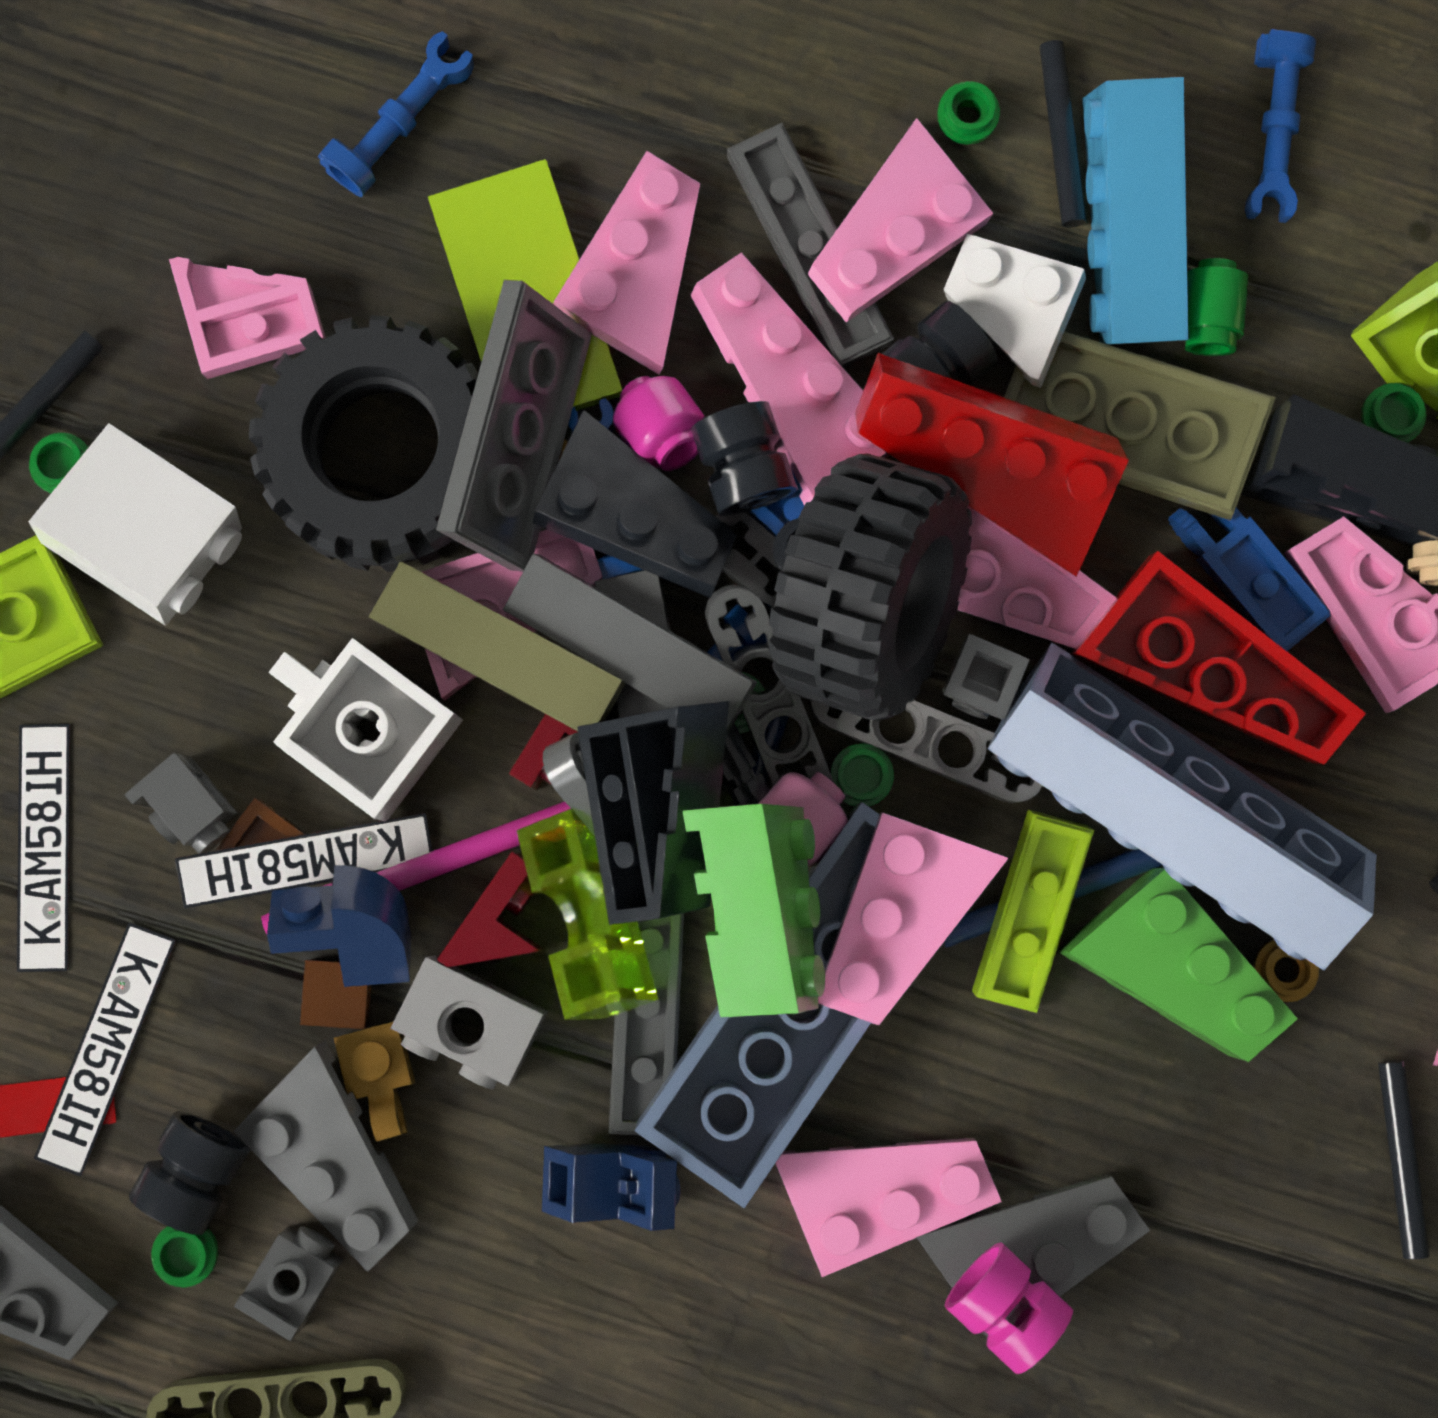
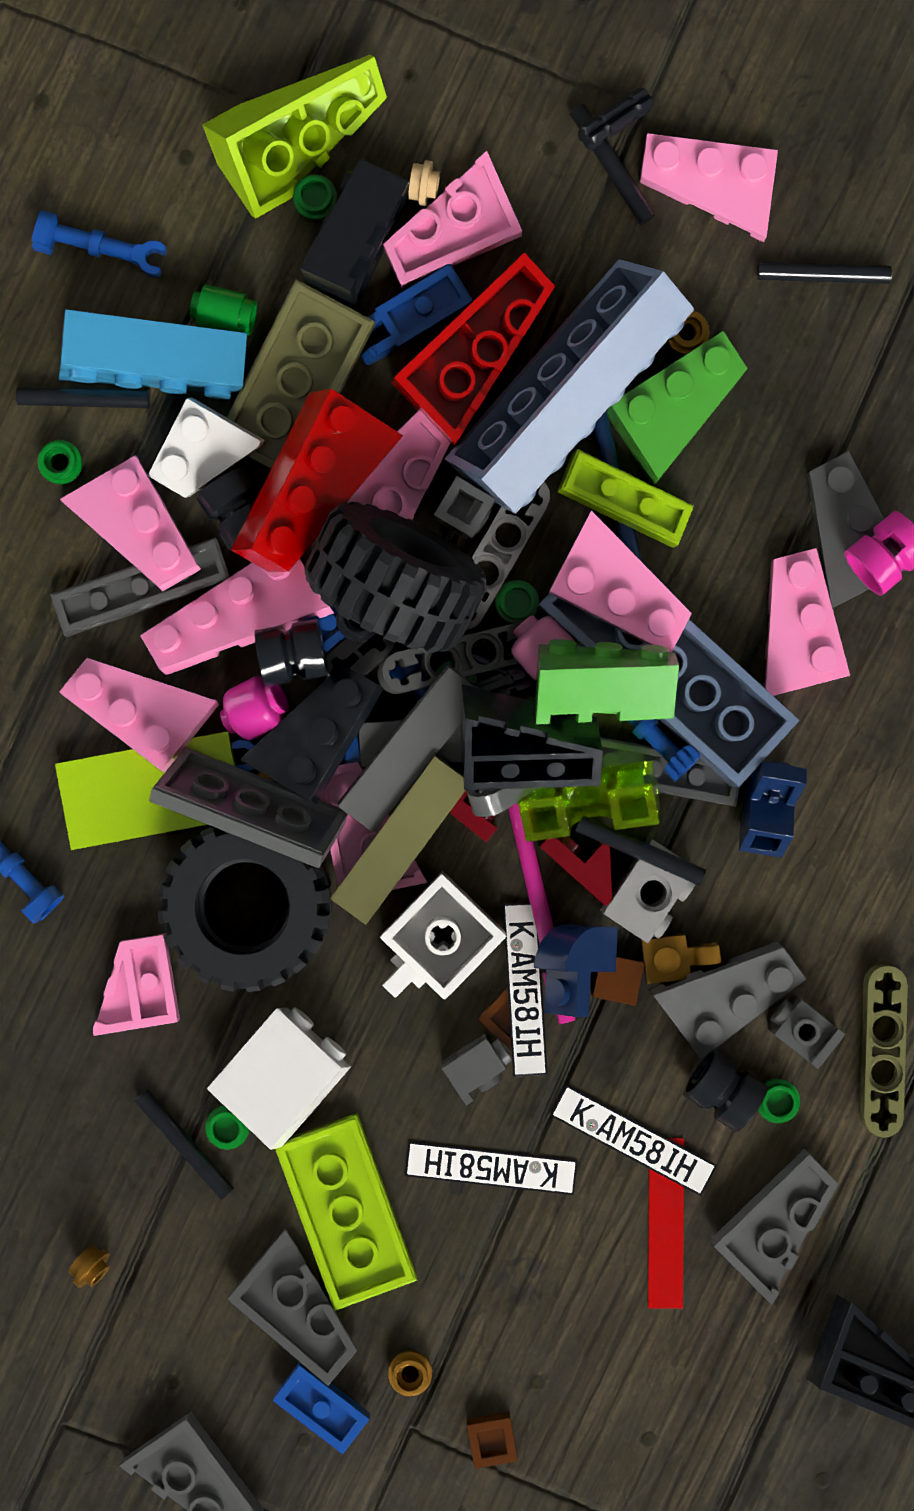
camera: 85 degrees left, 5 degrees up
(523, 999) = (641, 850): none -> black bar
(663, 1038) = (678, 760): none -> blue piece

